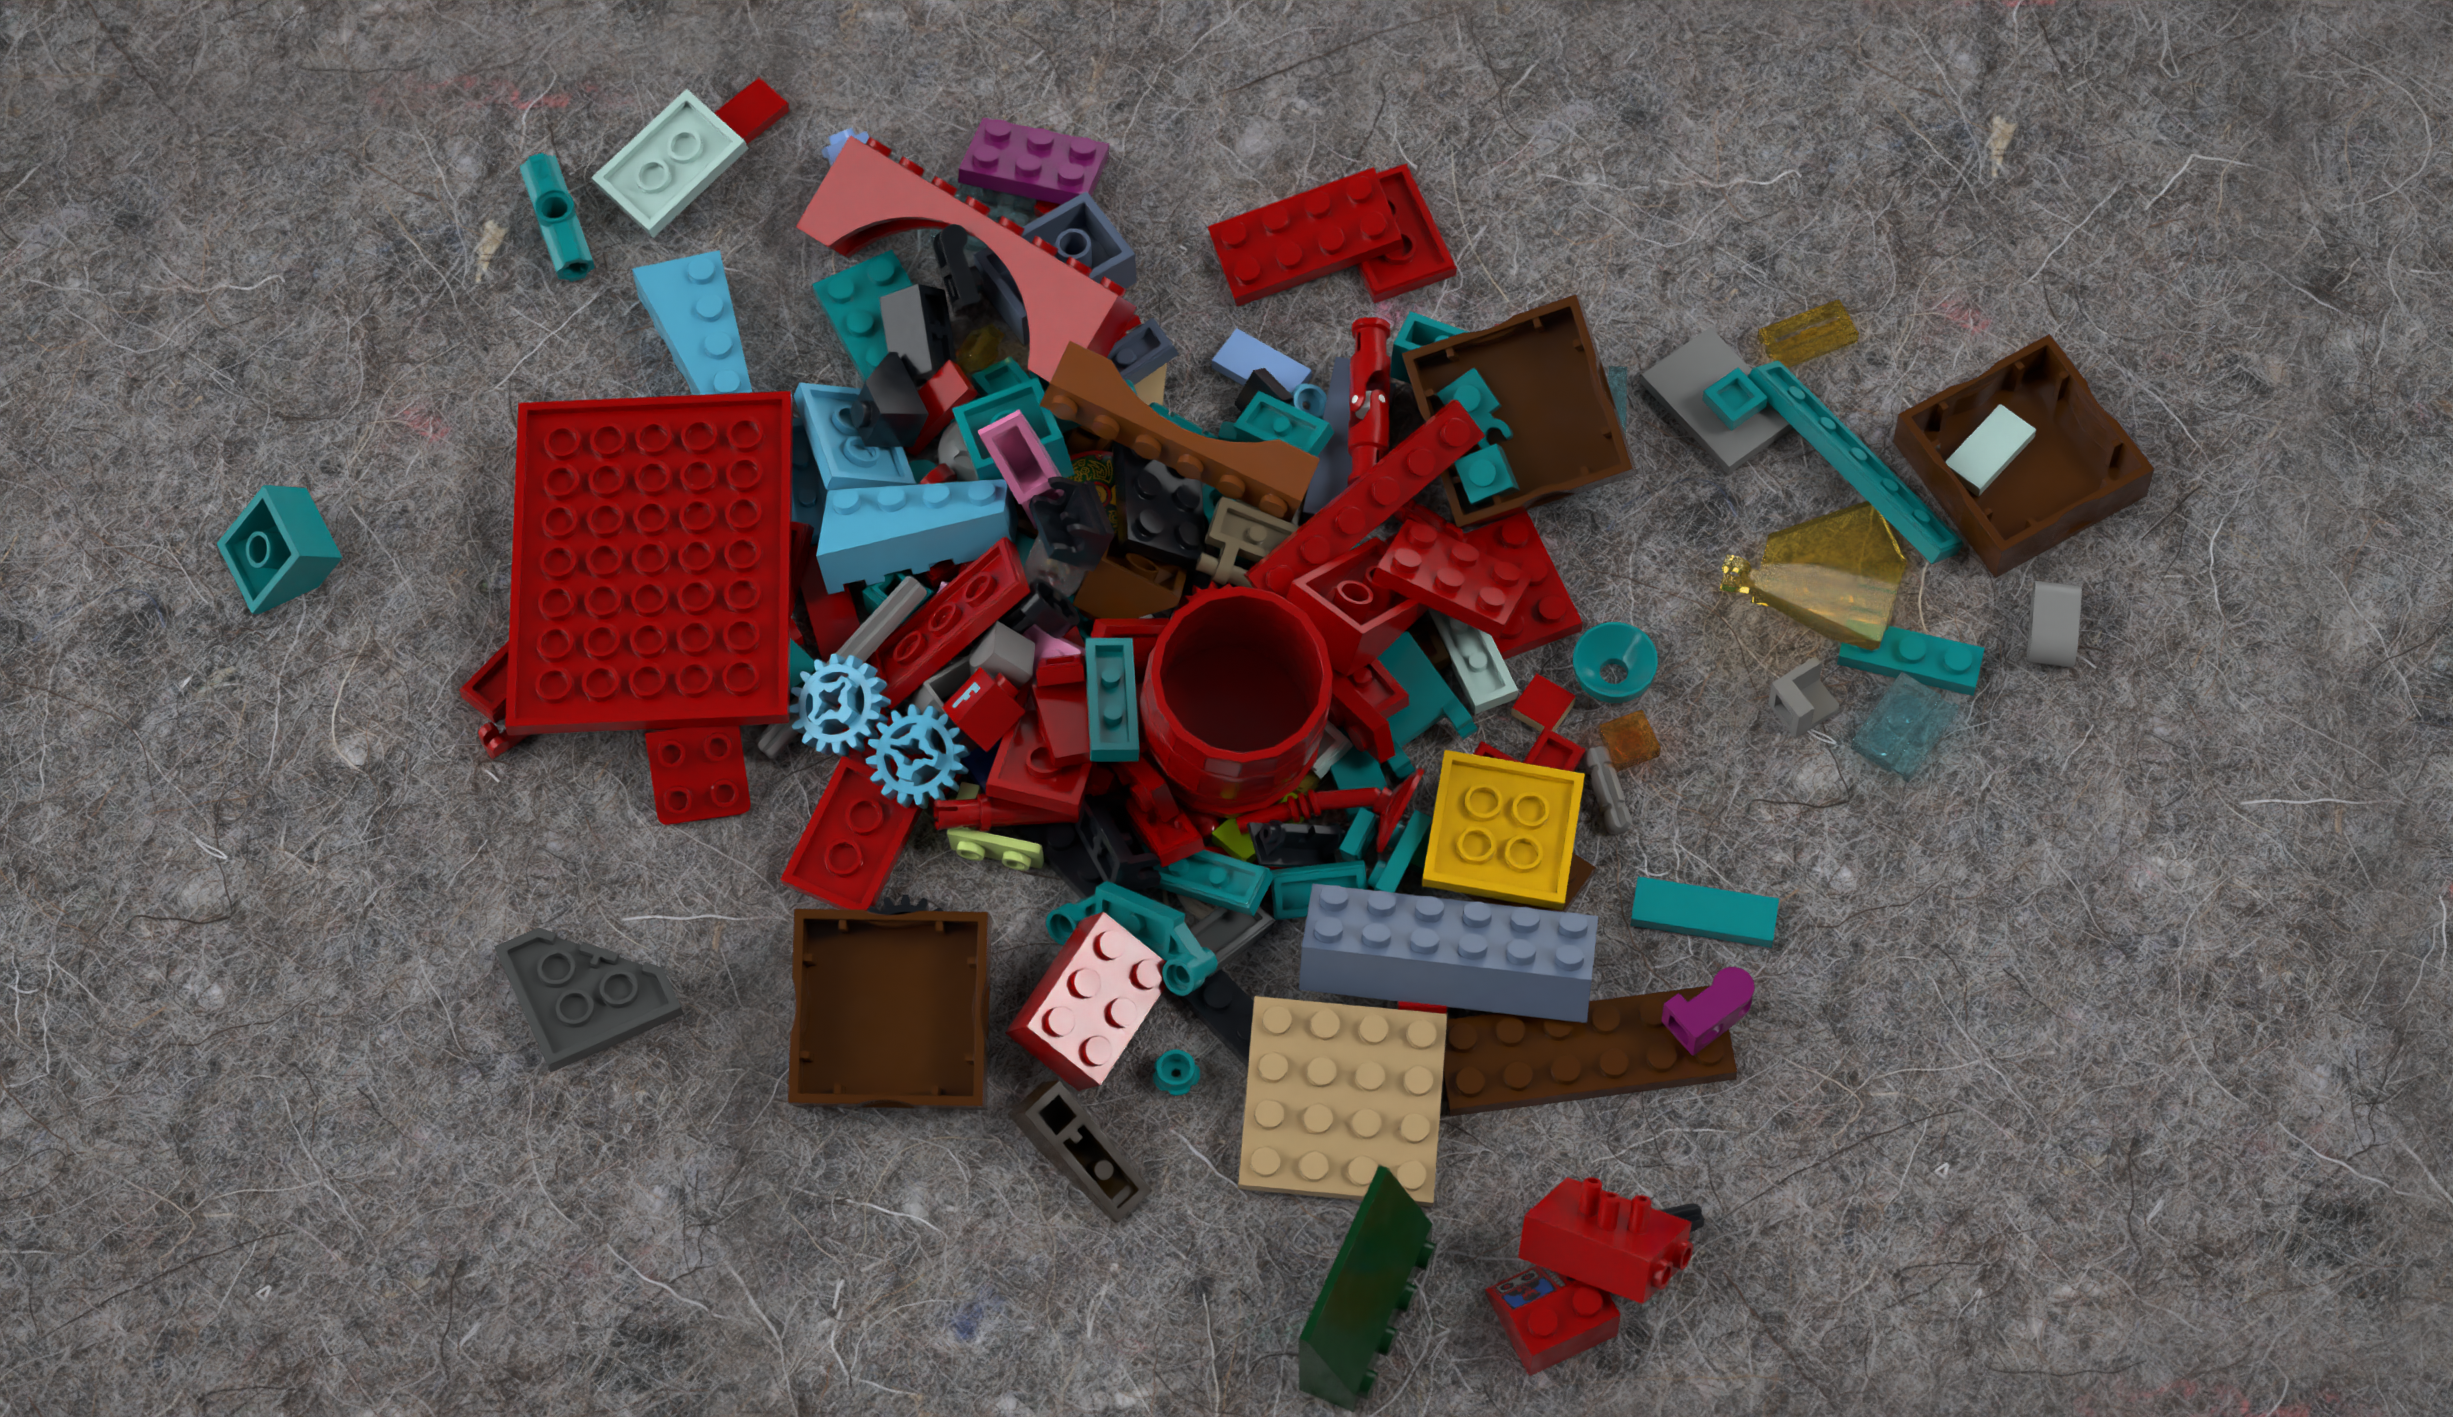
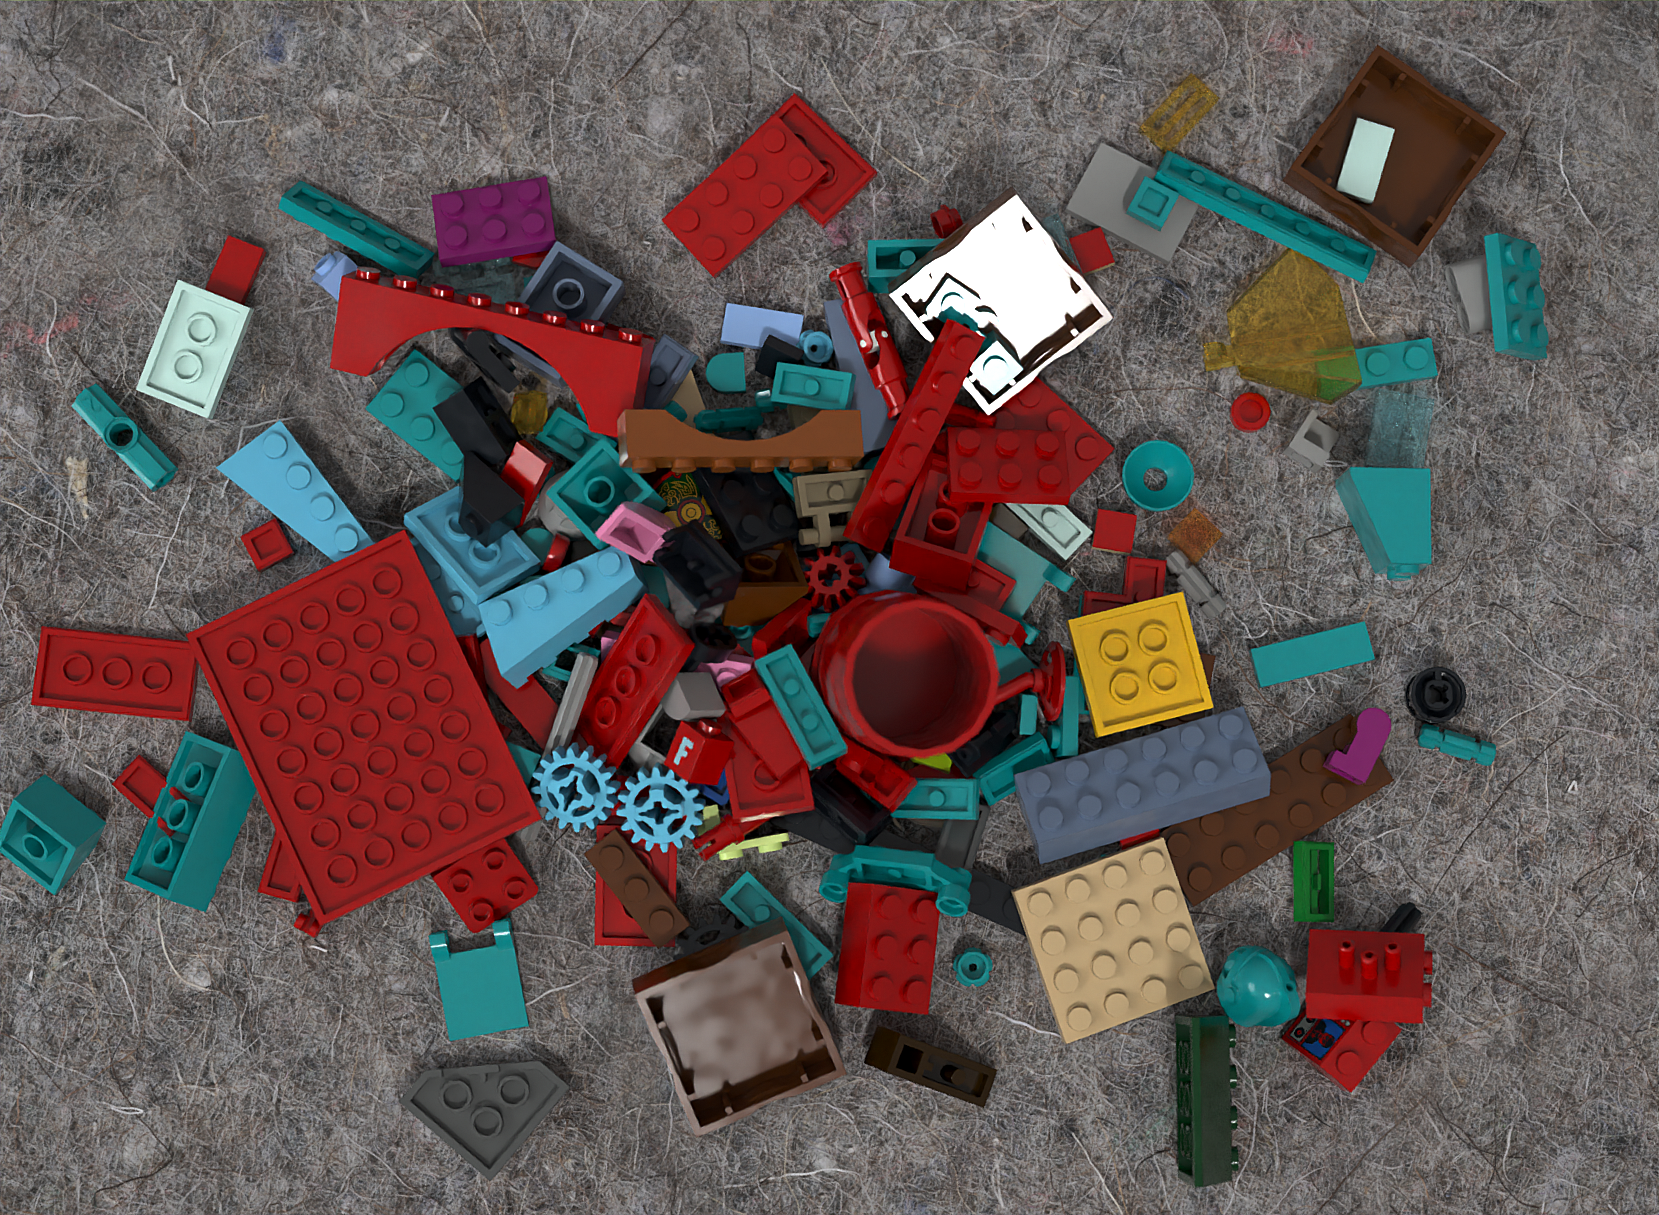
camera: 30 degrees left, 20 degrees up
(405, 562) = (142, 785): none -> red tile
(427, 433) = (115, 674): none -> red tile
(431, 597) = (193, 858): none -> teal slope
(640, 875) = (480, 985): none -> teal flag
(646, 374) = (267, 545): none -> red tile
(853, 834) = (637, 888): none -> reddish brown plate
(887, 116) = (356, 230): none -> teal plate
(1006, 979) = (757, 905): none -> teal plate
(1204, 396) = (727, 373): none -> teal tile
(1477, 1209) = (1258, 988): none -> teal helmet
(1584, 1124) = (1308, 881): none -> green tile
(1648, 427) = (1092, 251): none -> red tile
(1749, 647) = (1249, 412): none -> red tile
(1824, 1003) = (1435, 695): none -> black wheel
(1826, 1066) = (1456, 744): none -> teal axle
(1854, 792) = (1390, 517): none -> teal slope
(2094, 636) = (1516, 297): none -> teal plate

